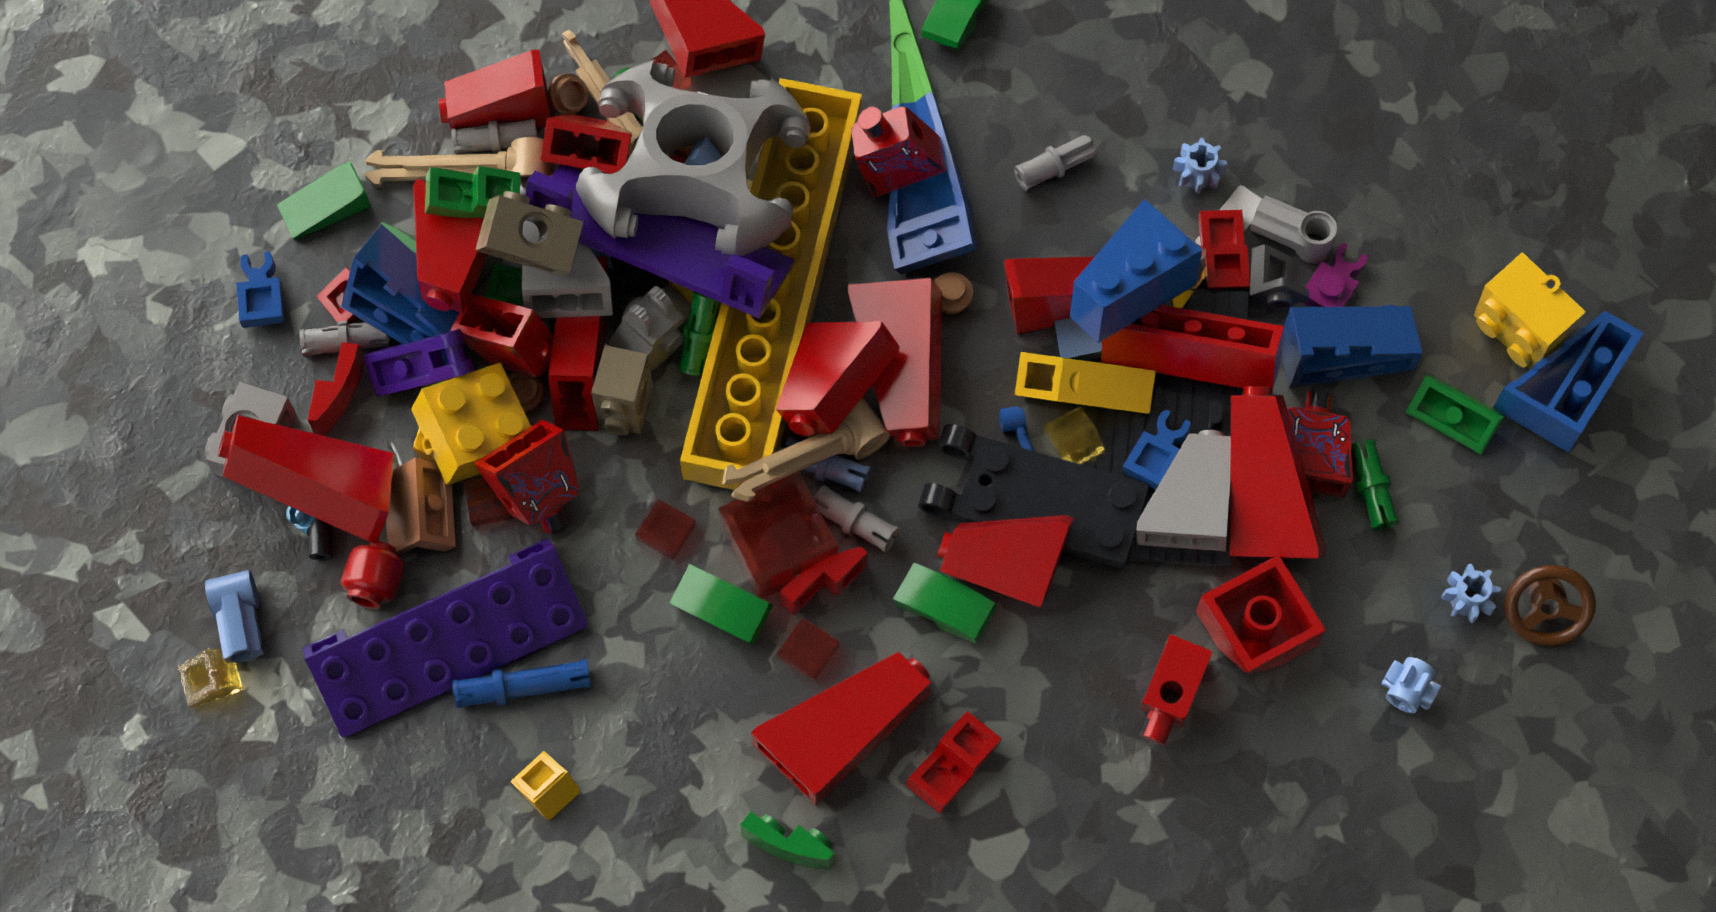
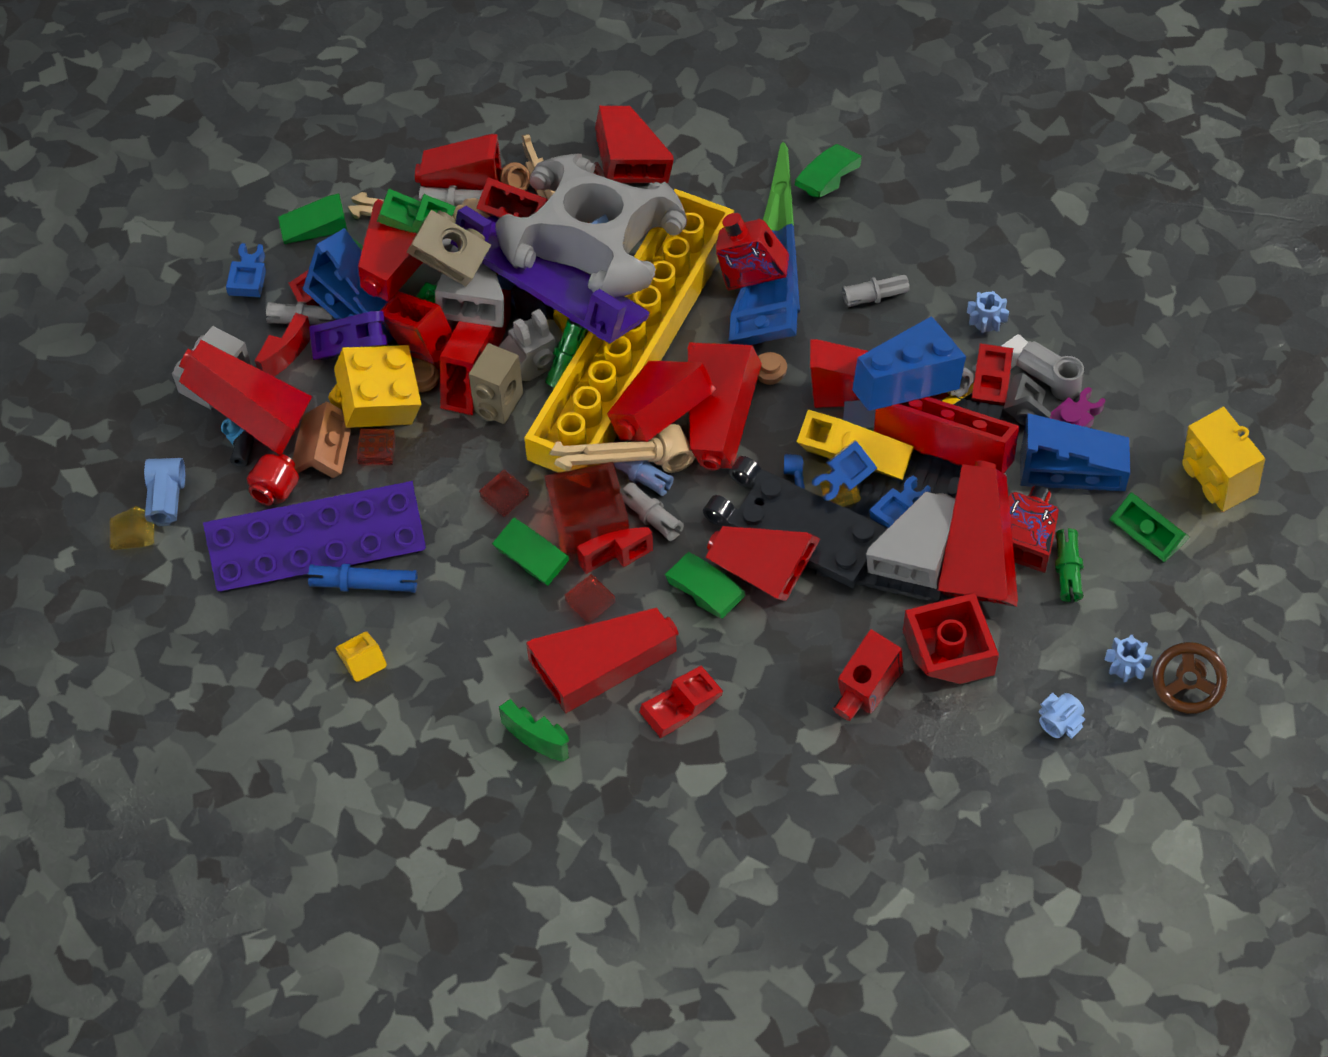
camera: 15 degrees right, 10 degrees down
(533, 475) = (411, 429): red torso -> none
(1087, 419) = (848, 467): none -> blue plate
(1570, 383) = (1247, 519): blue wedge -> none

